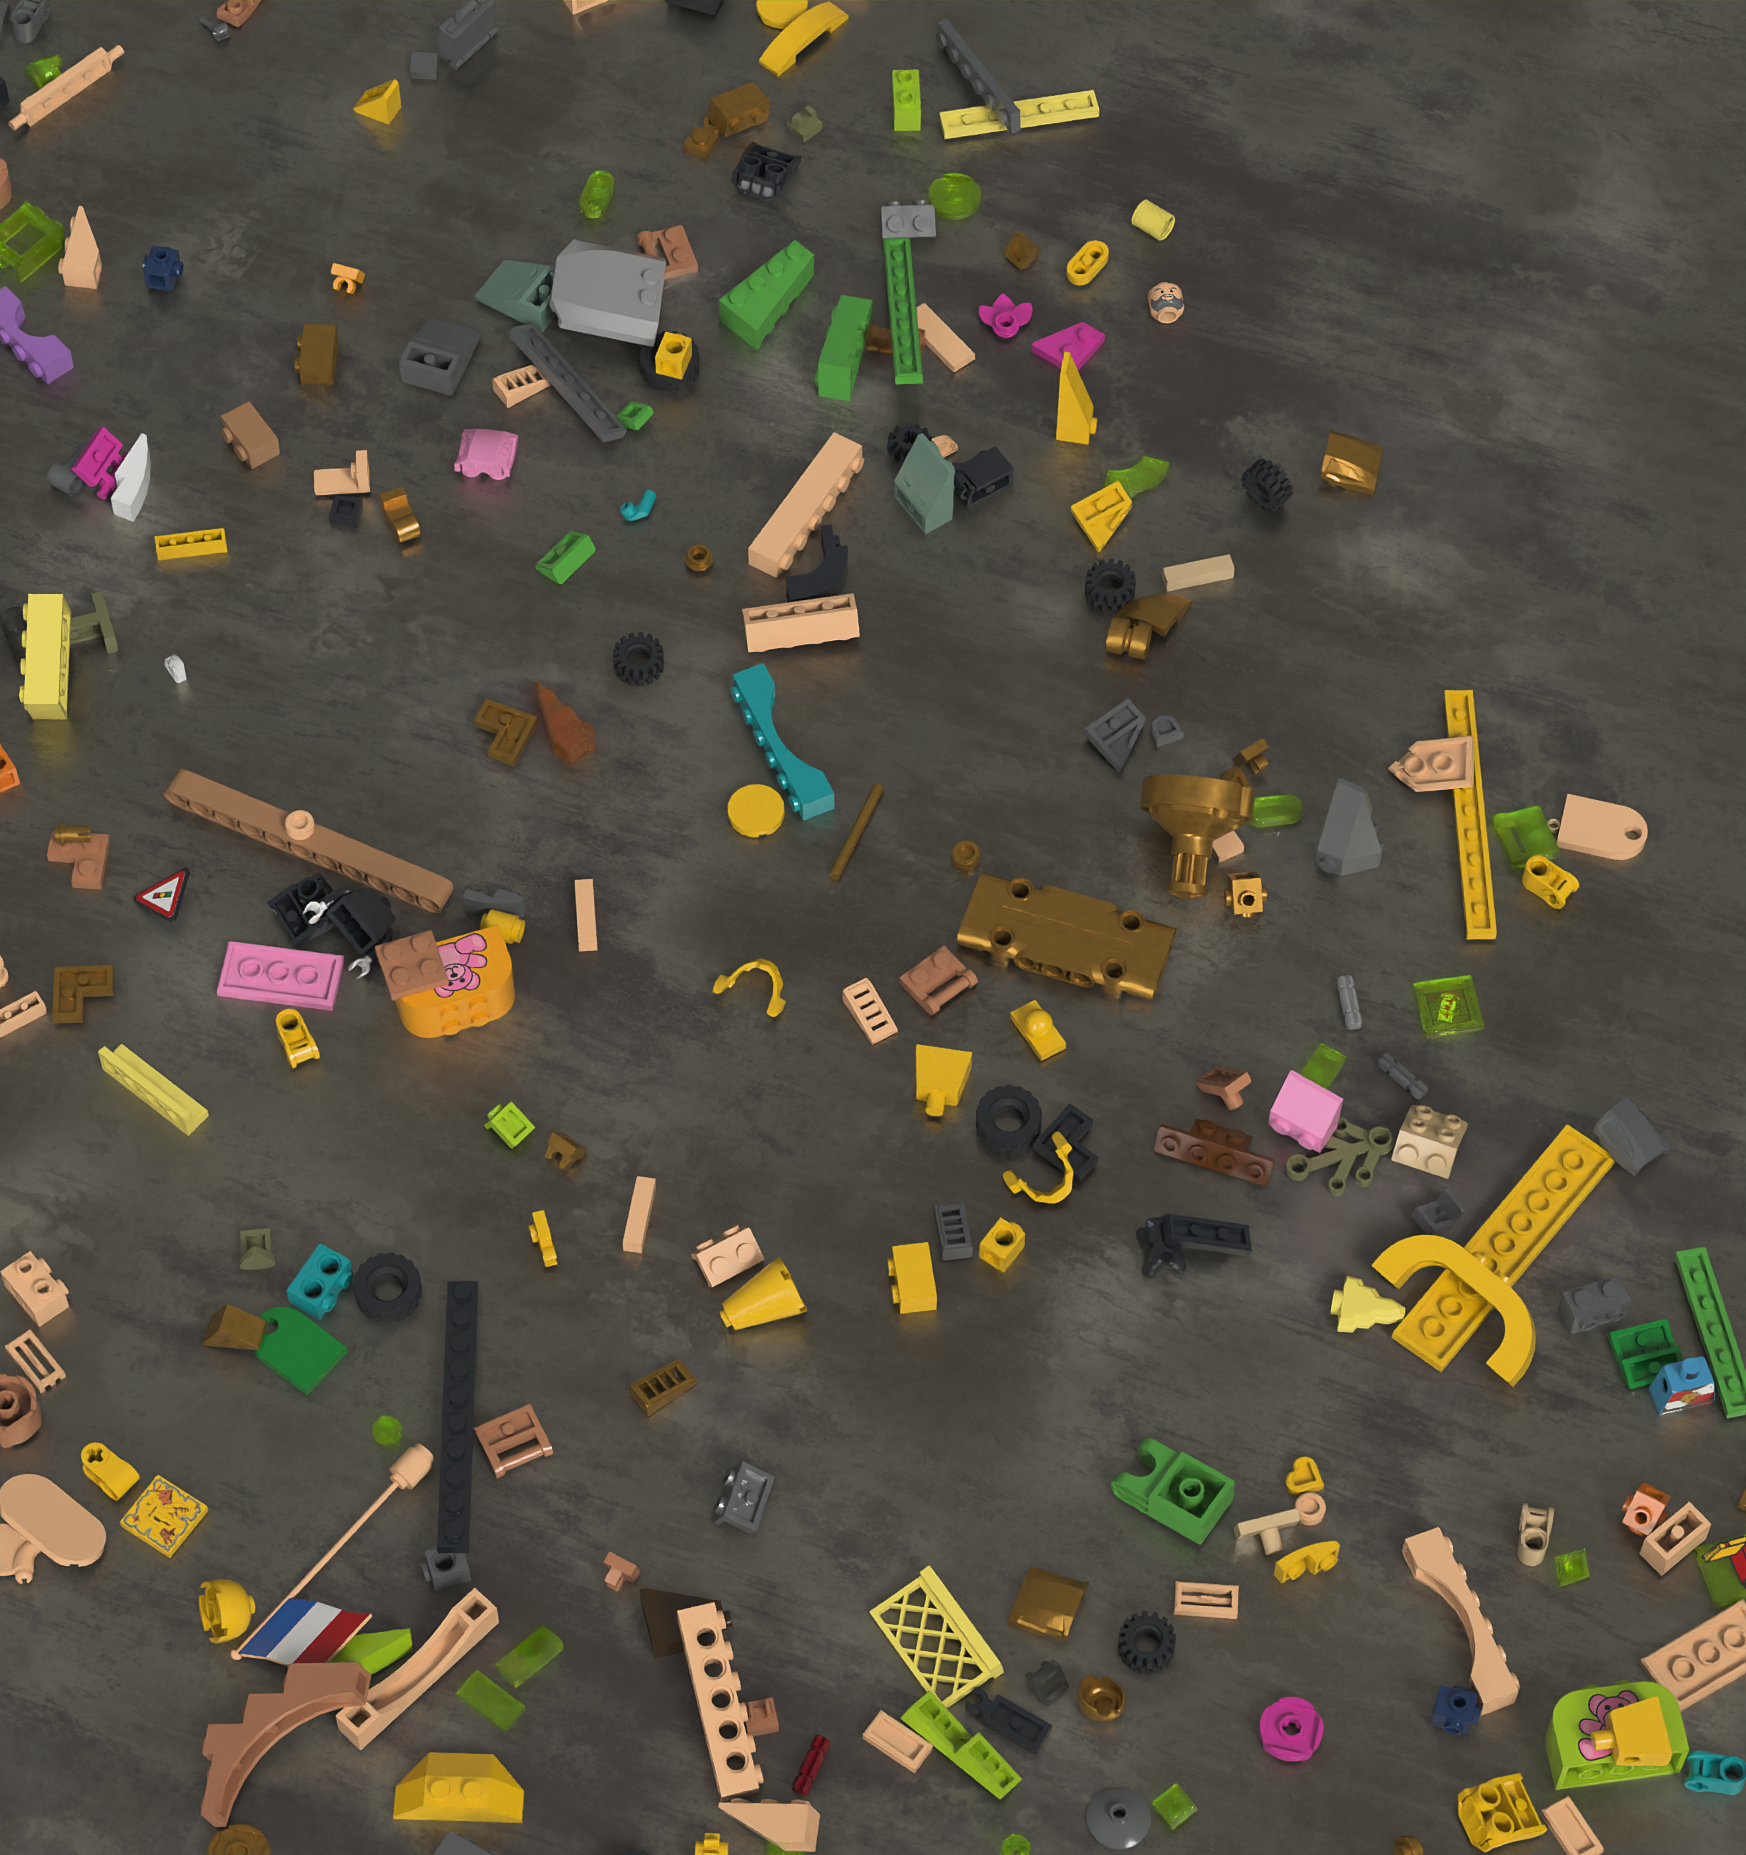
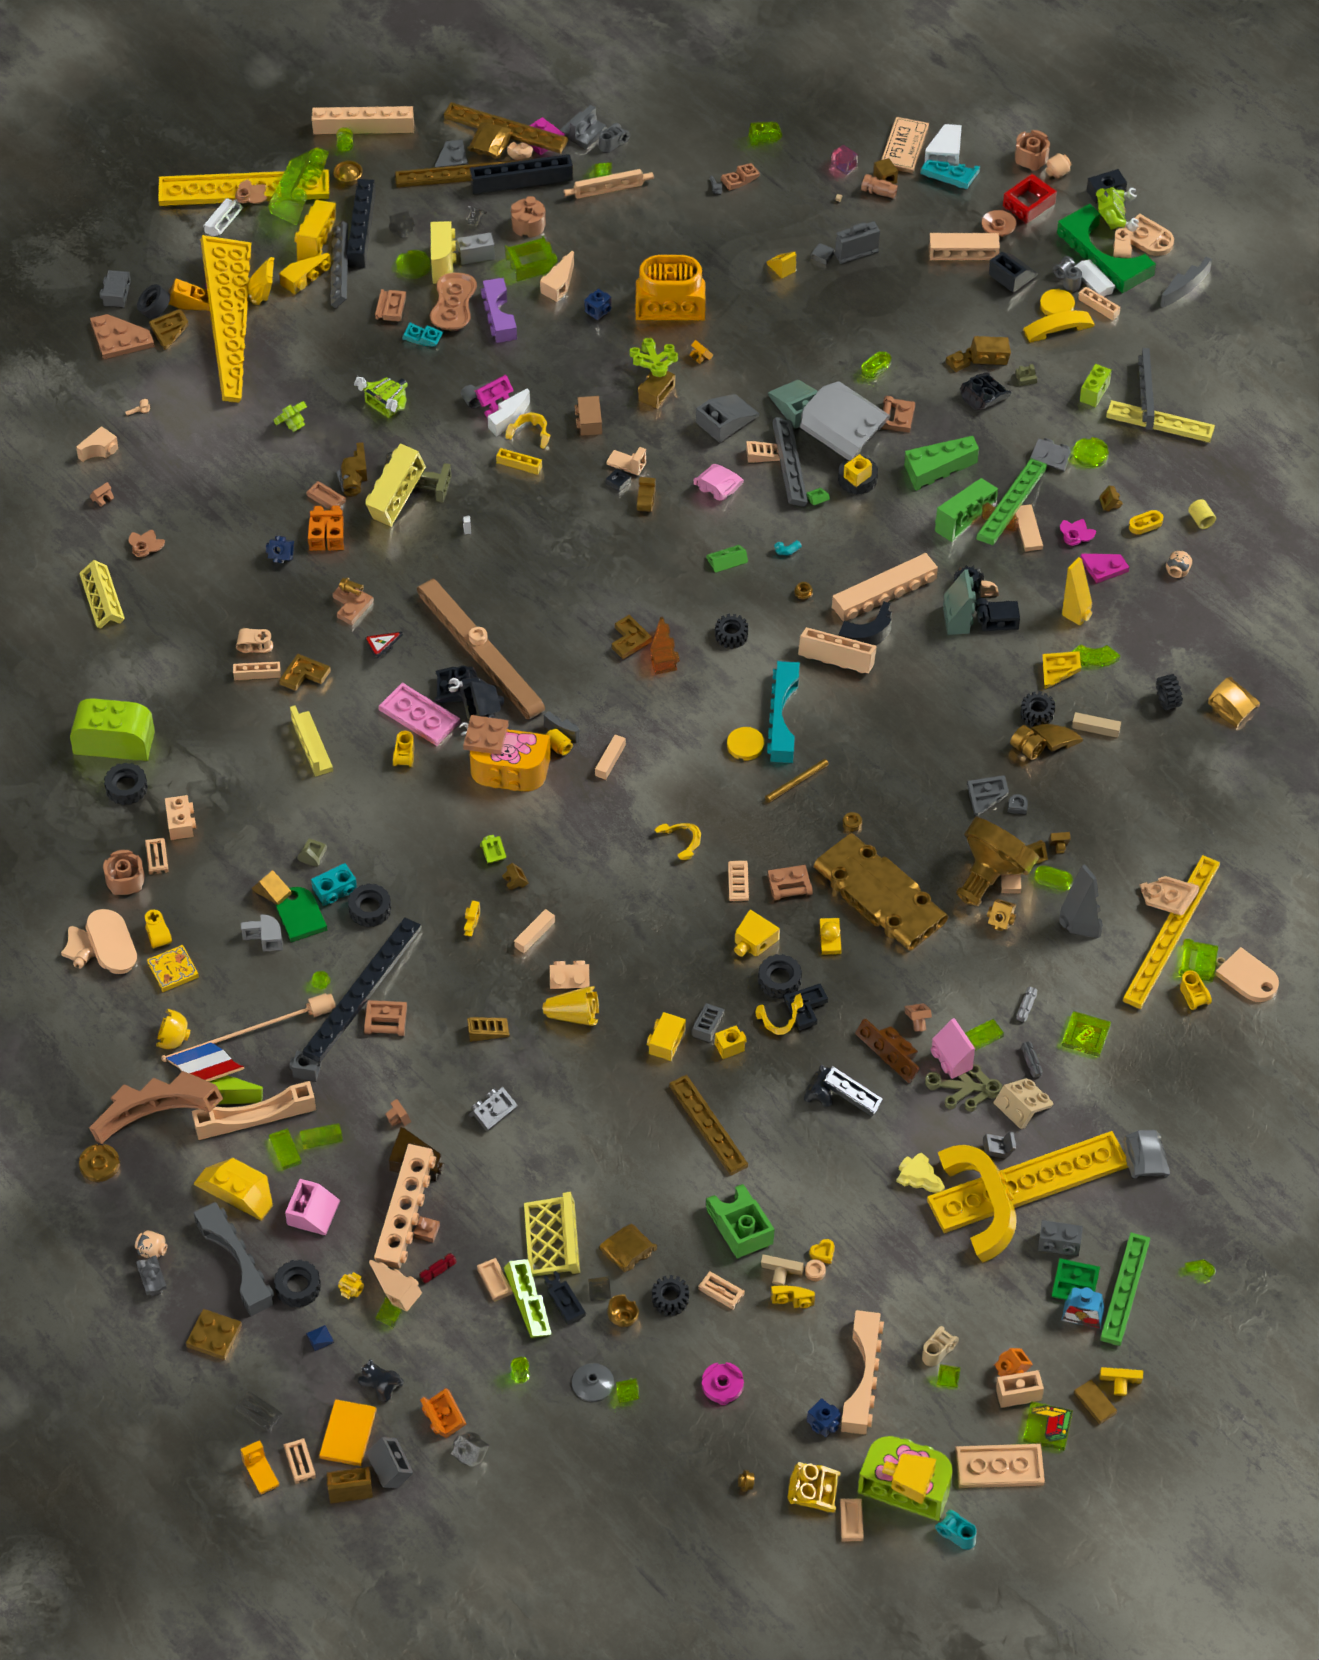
camera: 30 degrees right, 5 degrees down
(176, 473) = (535, 419): none -> yellow helmet
(255, 205) = (670, 289): none -> light orange brick
(266, 1393) = (267, 930): none -> light grey brick
(310, 326) = (657, 368): none -> lime plant
(588, 1769) = (311, 1207): none -> bright pink slope
(1044, 1375) = (708, 1125): none -> pearl gold tile

